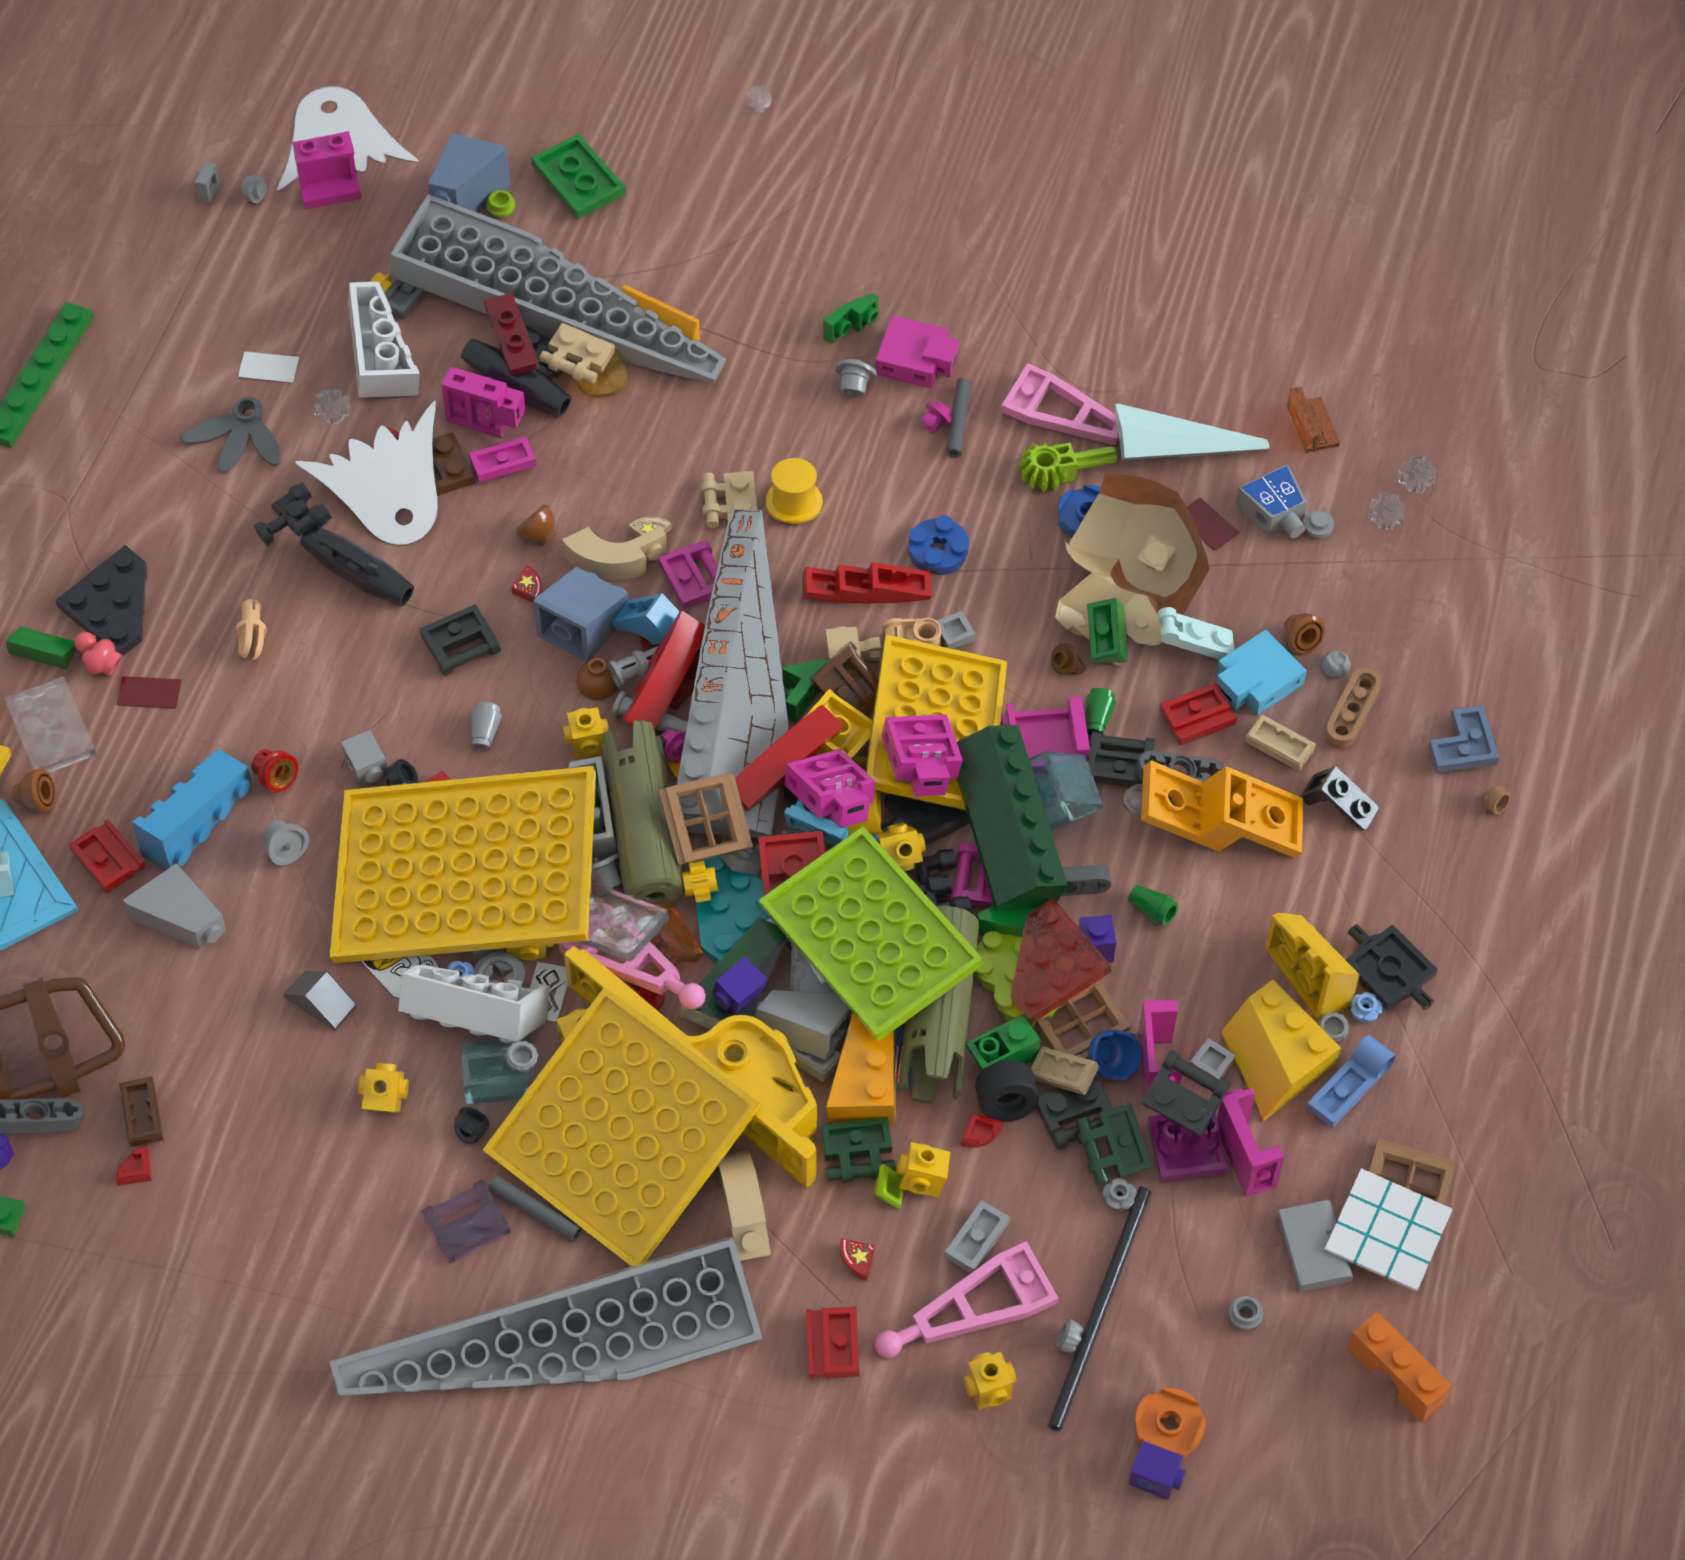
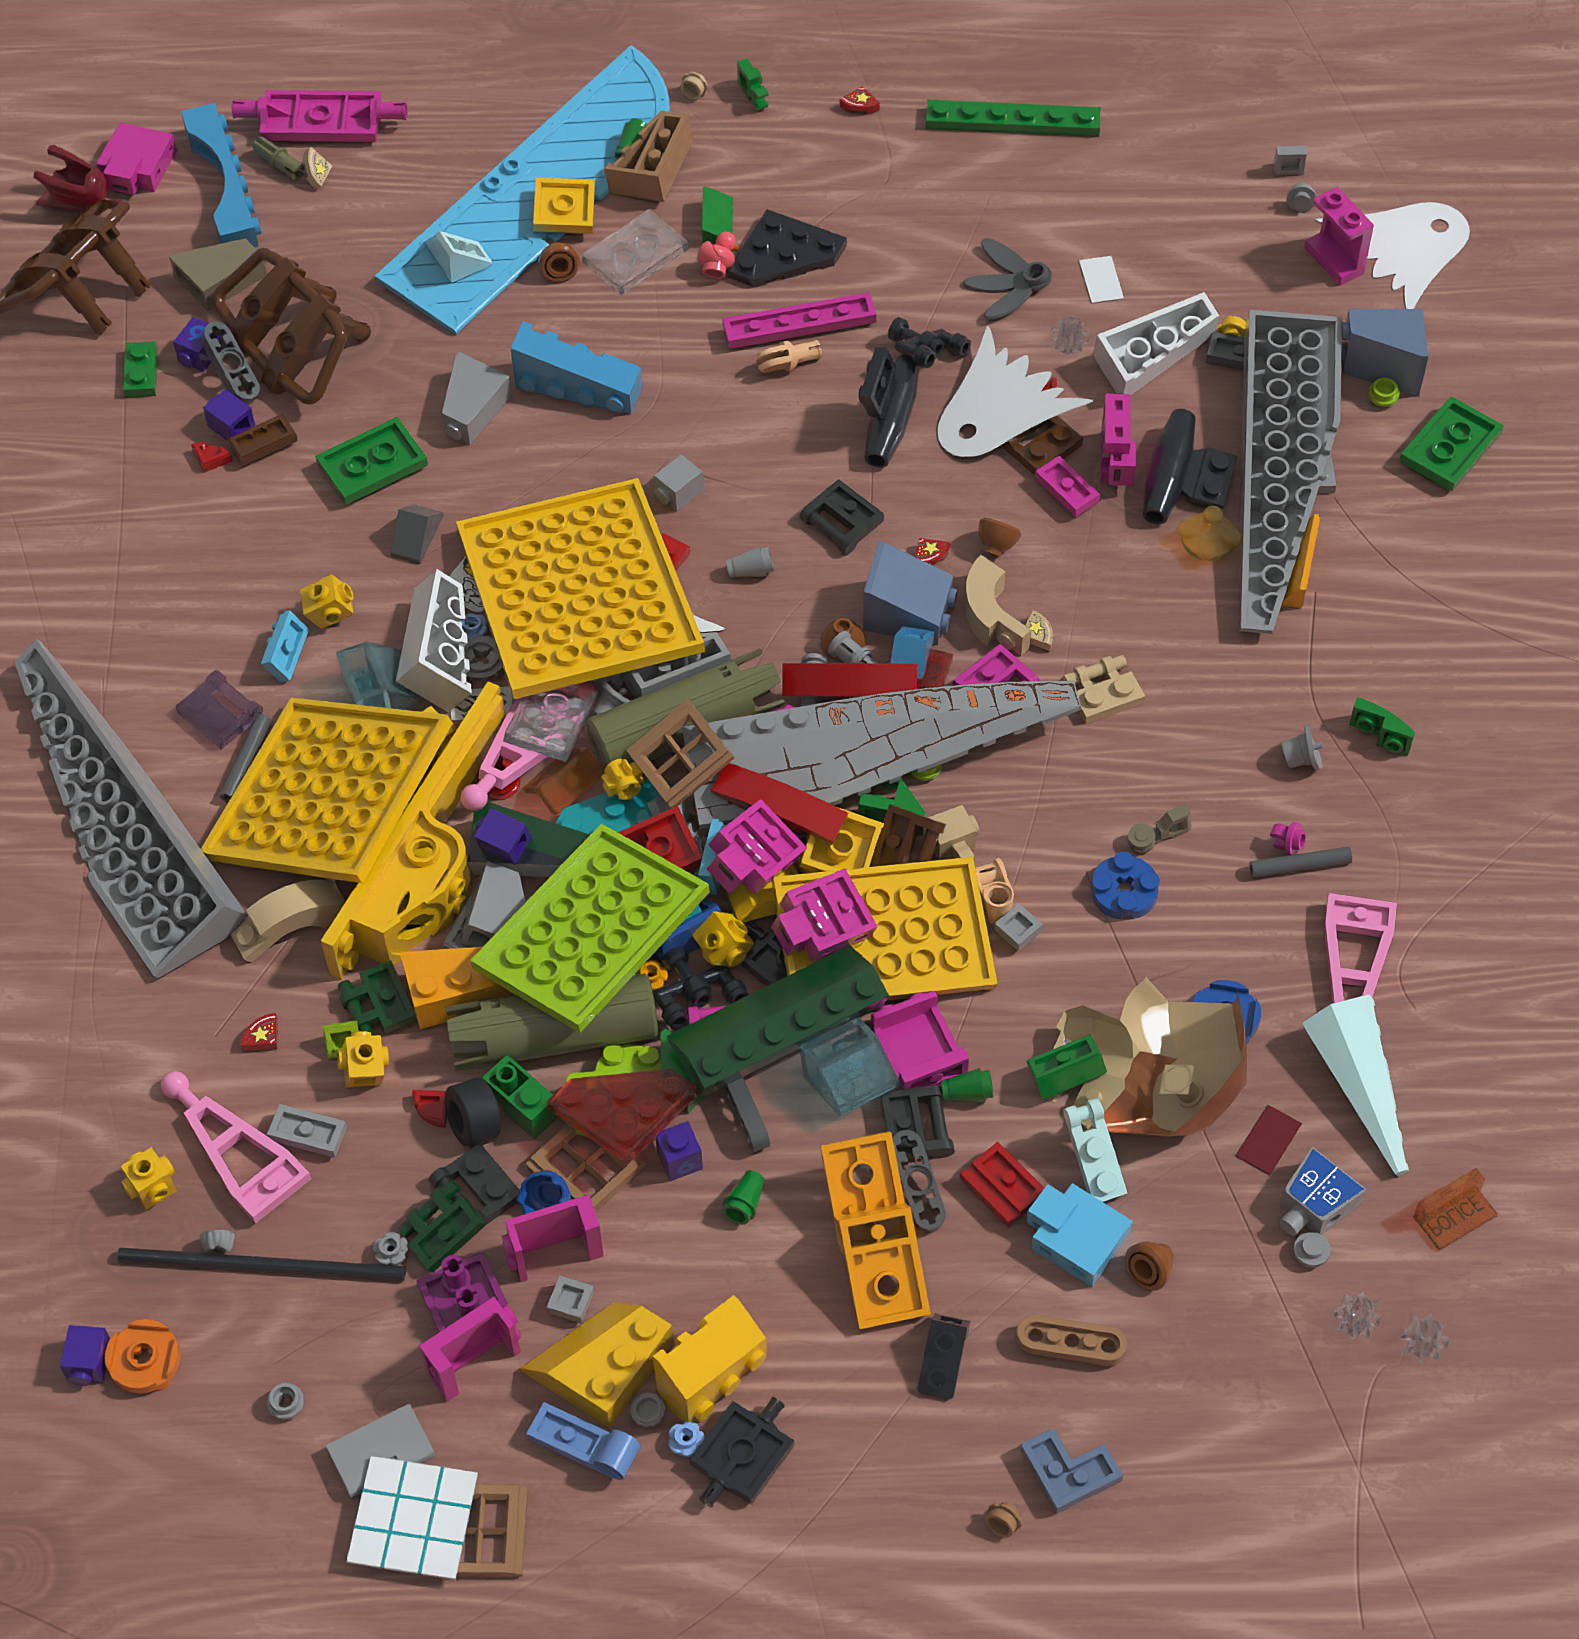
camera: 75 degrees right, 0 degrees up
(98, 1135) = (228, 415): none -> dark purple brick
(107, 856) = (501, 332): red plate -> none
(149, 692) = (700, 309): dark red sticker -> none
(209, 611) = (799, 320): none -> dark pink plate
(215, 1017) = (371, 460): none -> green plate
(275, 769) = (638, 412): red piece -> none
(285, 842) = (565, 450): light grey piece -> none
(401, 773) = (670, 517): black tile -> none
(410, 1139) = (284, 646): none -> medium azure plate
(472, 1122) = (317, 681): black tile -> none
(511, 334) = (1202, 436): dark red plate -> none
(521, 1056) = (371, 682): light grey piece -> none
(581, 348) = (1224, 502): tan plate -> none
(585, 732) = (772, 639): yellow brick -> none
(793, 493) = (1130, 736): yellow piece -> none
(832, 1342) = (162, 1035): red plate -> none
(860, 585) = (1046, 833): red slope -> none
(895, 516) = (1172, 824): none -> dark tan piece
(916, 352) = (1366, 797): dark pink piece -> none
(1058, 464) = (1278, 972): lime gear -> none
(1064, 1070) = (511, 1157): tan plate -> none
(1066, 660) = (1026, 1042): reddish brown plate -> none
(1179, 1102) = (477, 1256): pearl dark grey plate -> none
(1280, 742) = (996, 1275): tan plate -> none
(1335, 664) = (1127, 1312): light grey piece -> none
(1418, 1382) = (235, 1580): orange arch -> none

